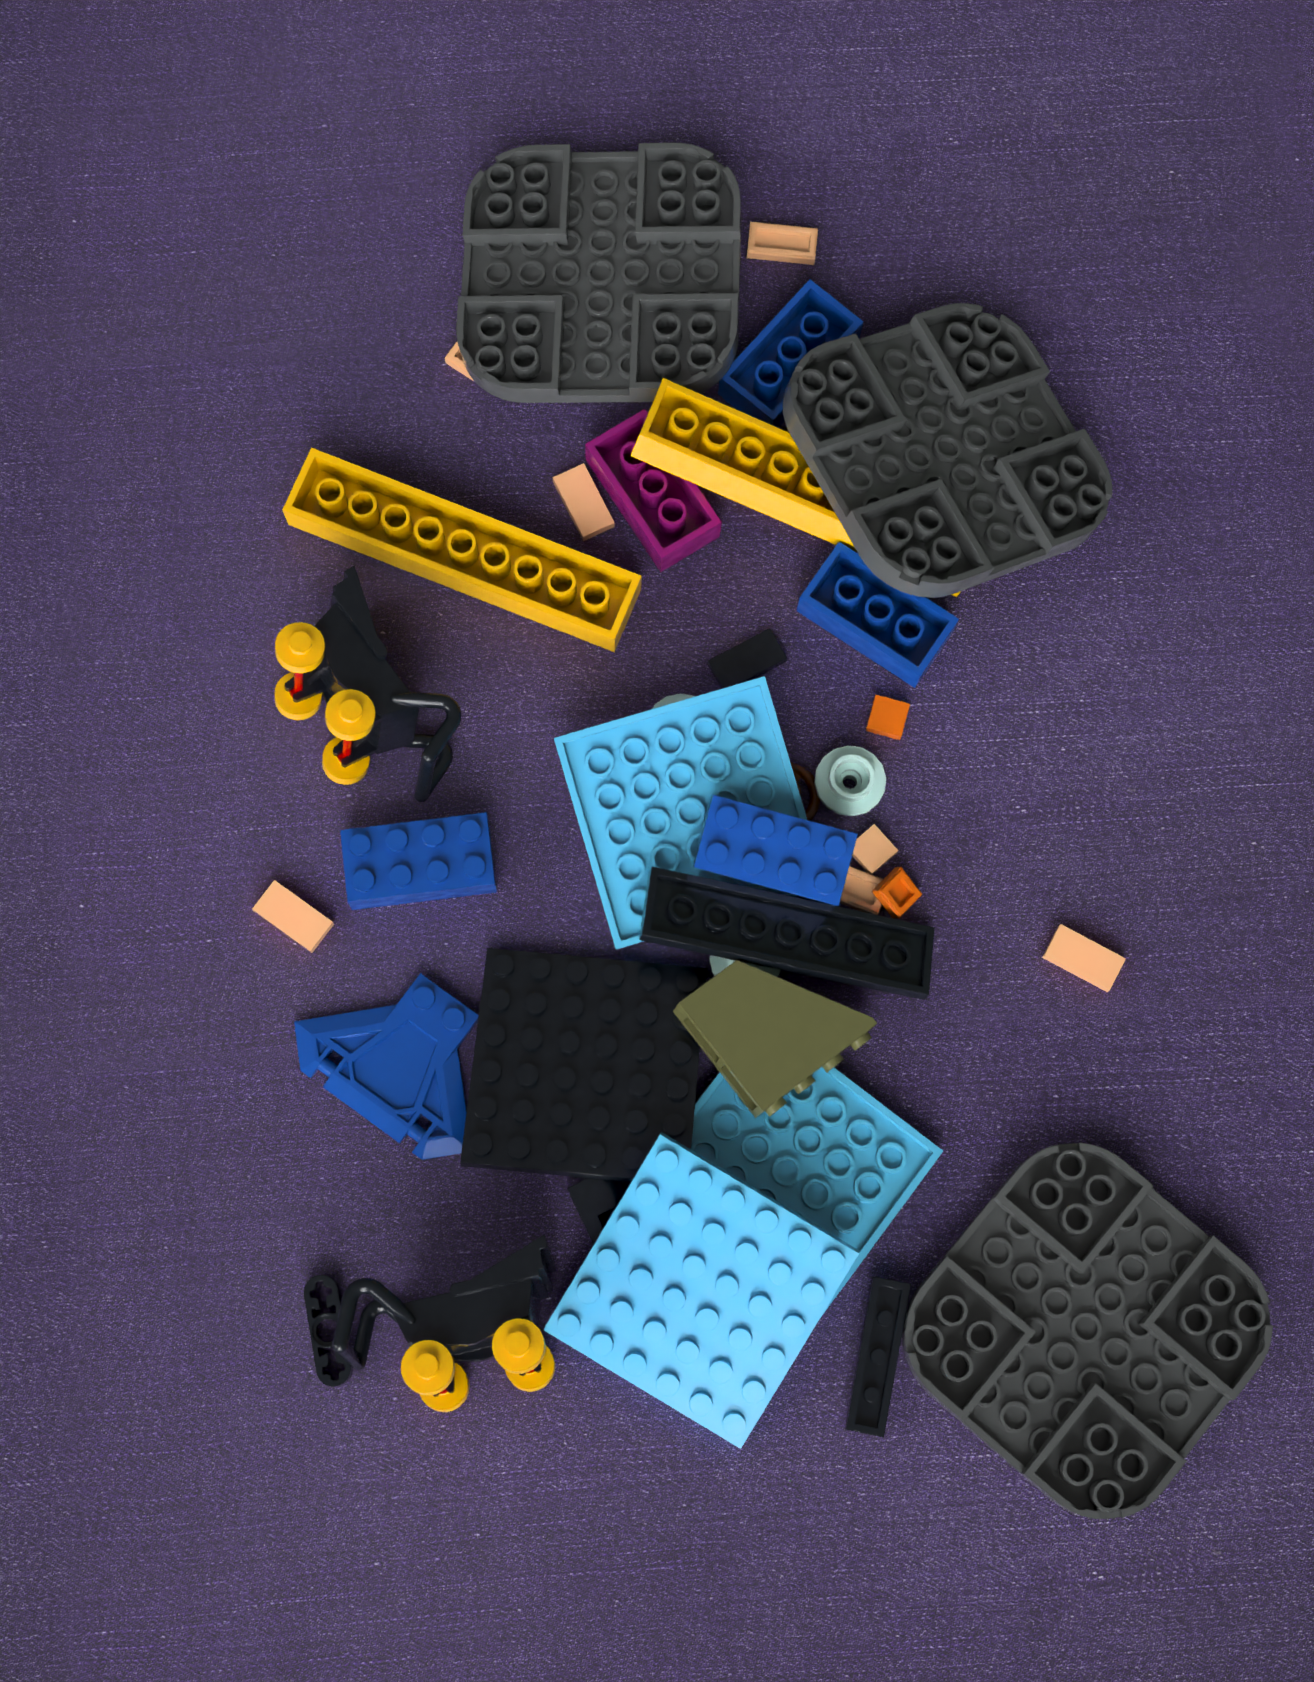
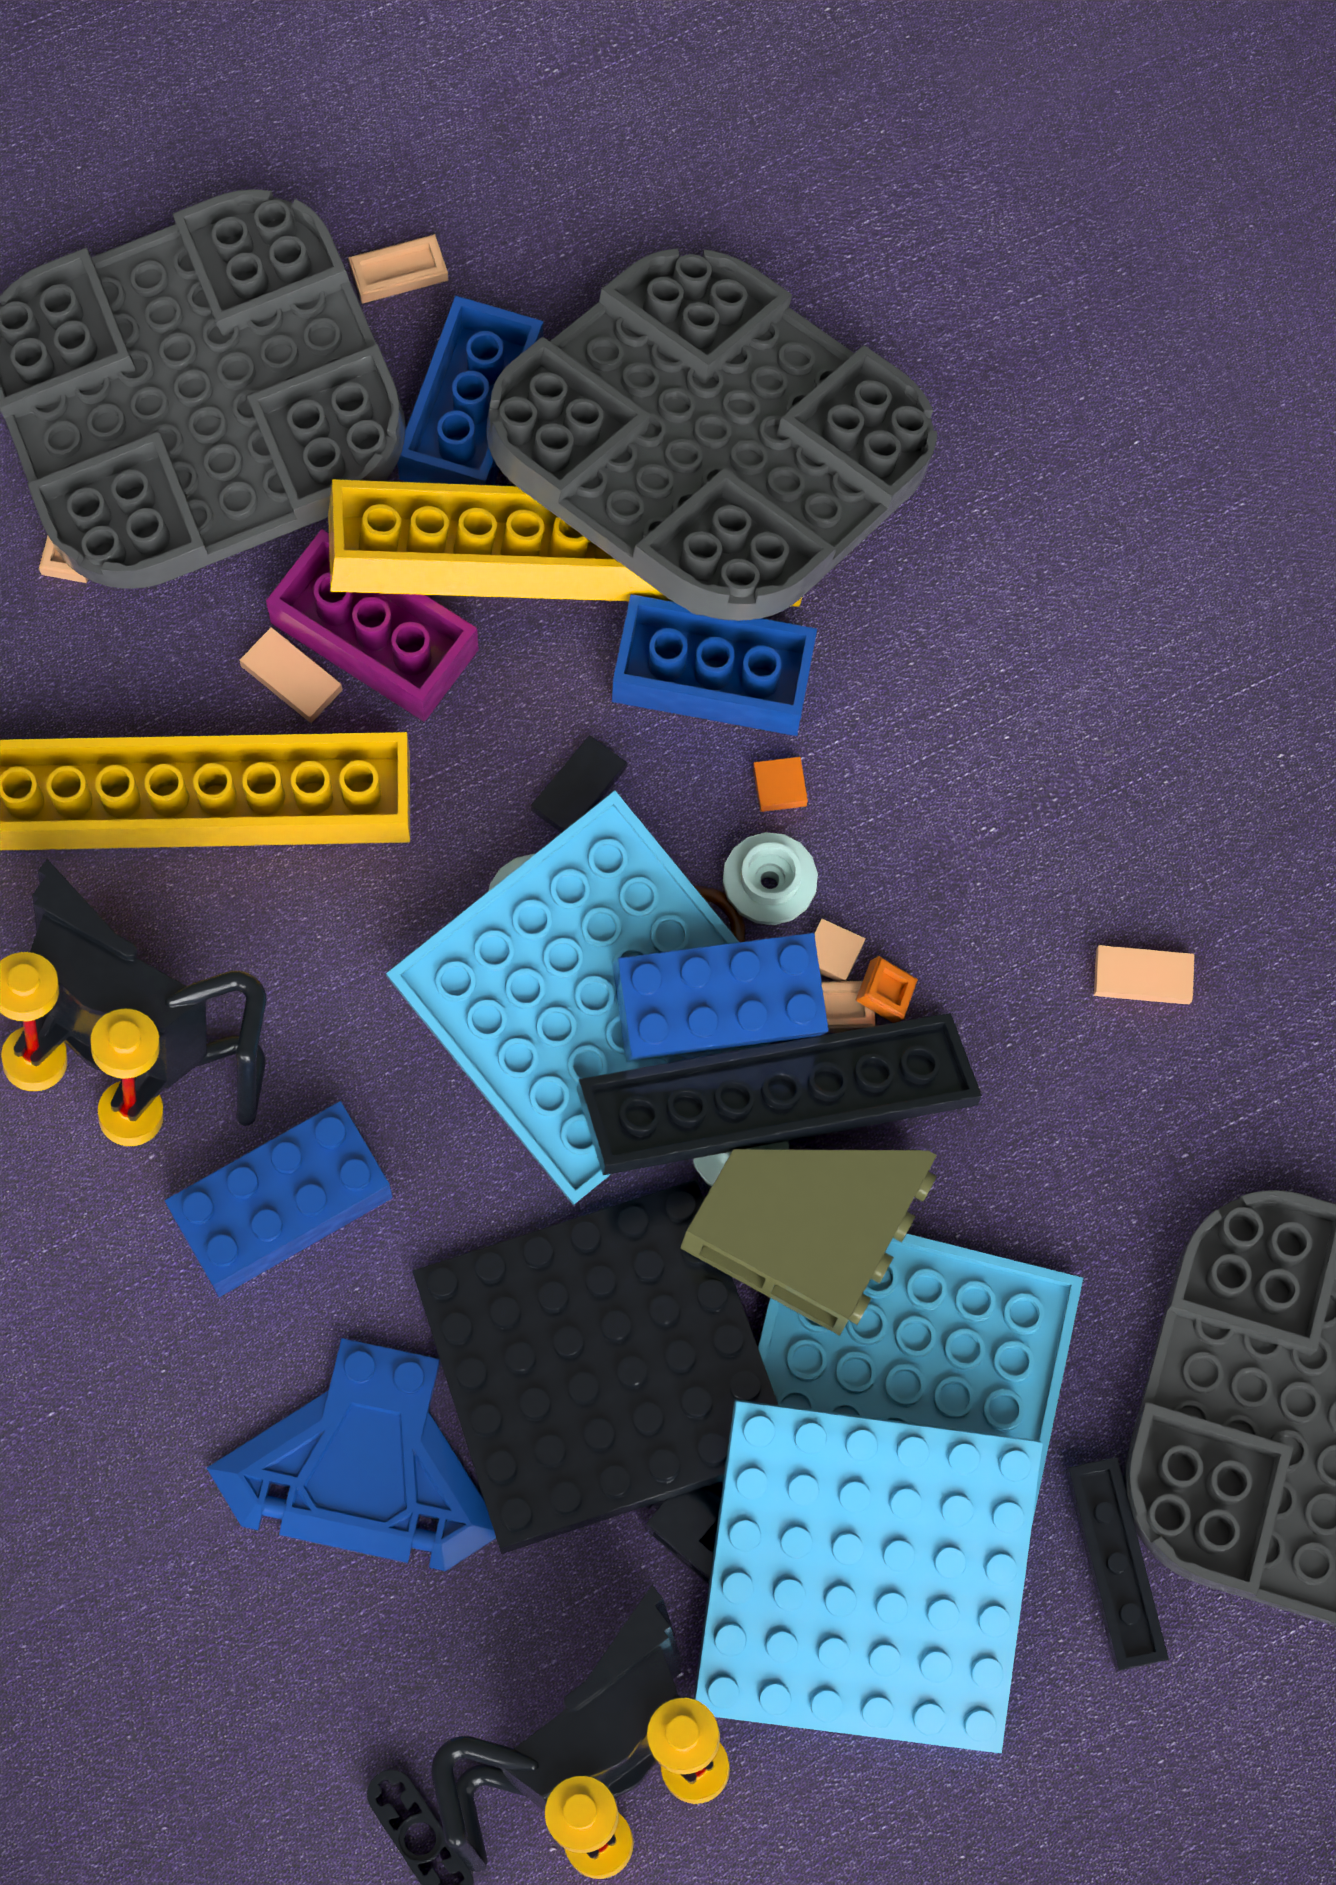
camera: 25 degrees left, 5 degrees down
(293, 916) = (147, 1336): light nougat tile -> none

